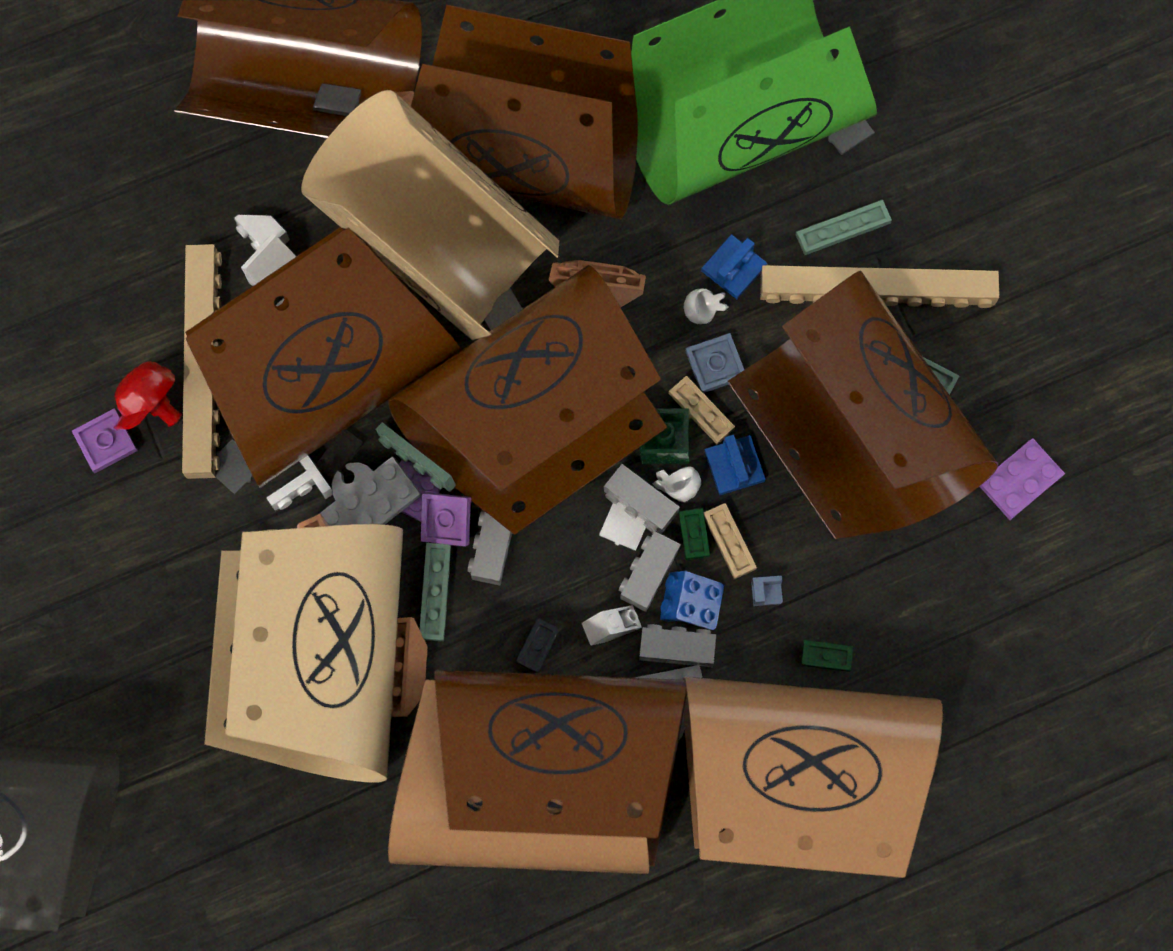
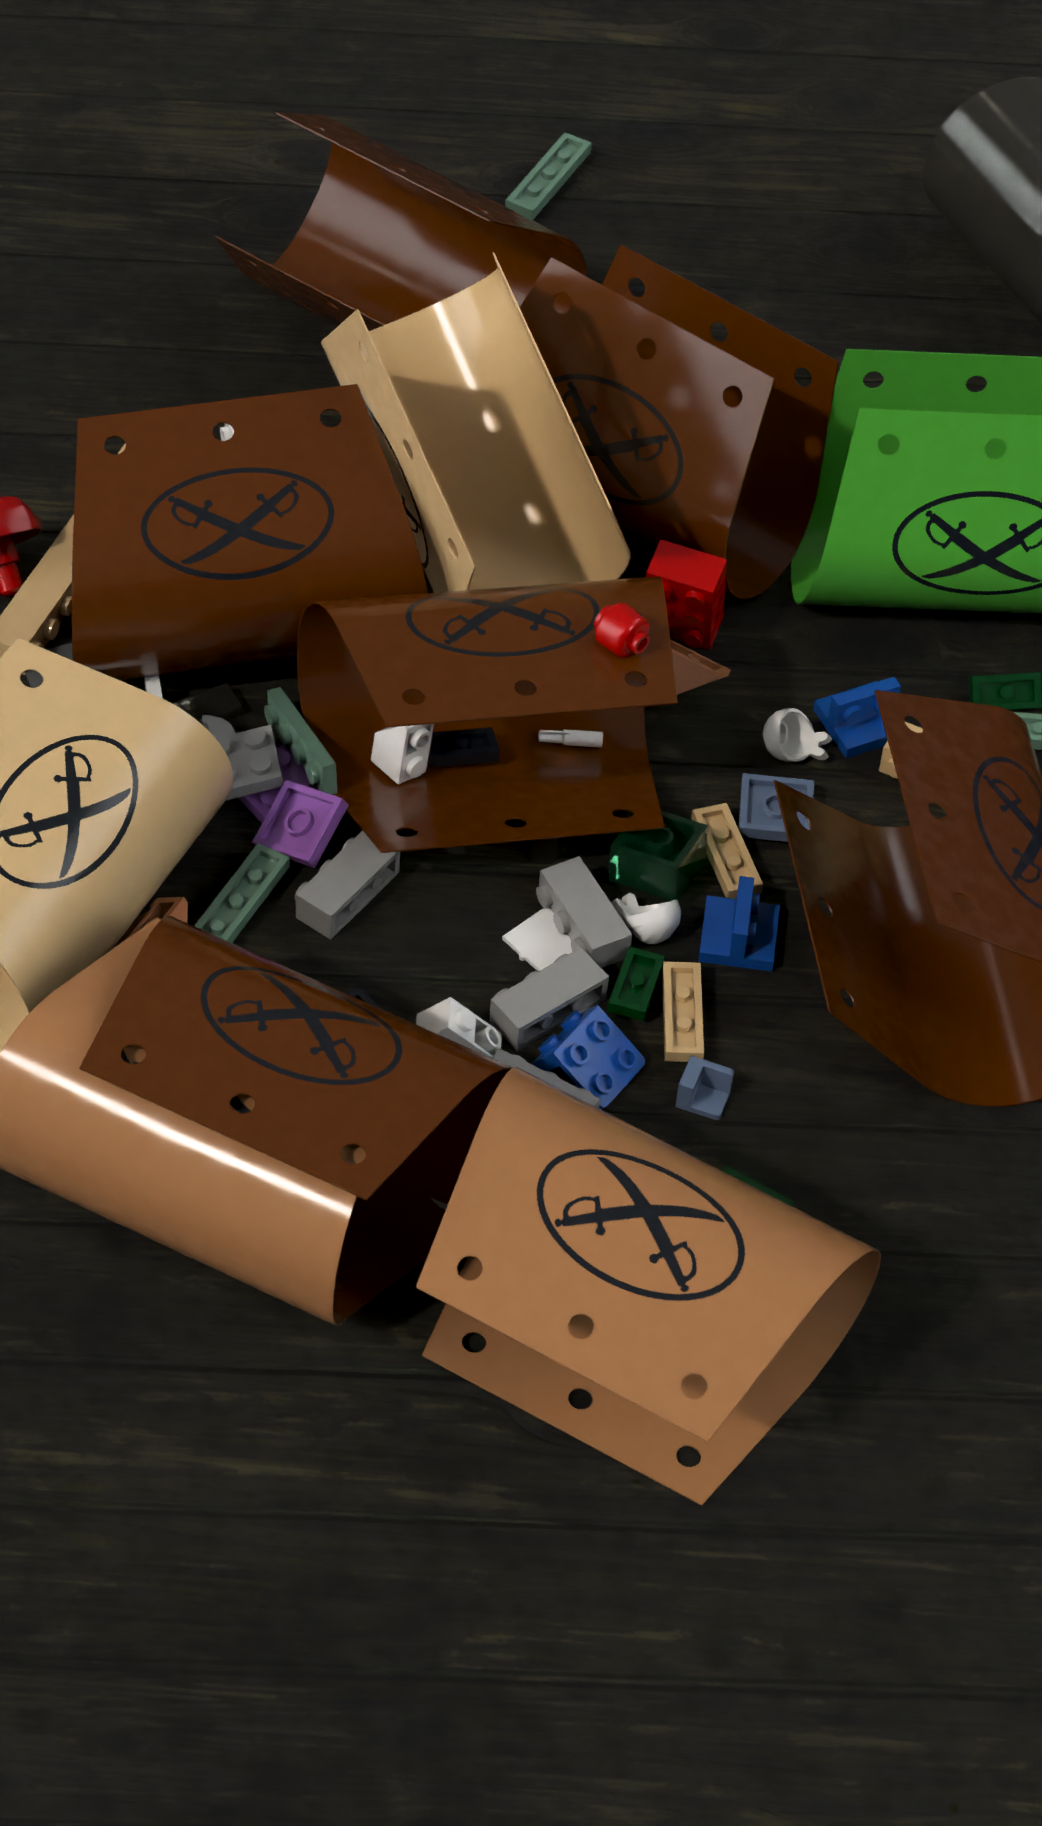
camera: 20 degrees right, 25 degrees down
(595, 237) = (693, 592): none -> red brick
(604, 343) = (622, 630): none -> red head
(811, 206) = (1007, 690): none -> dark green plate

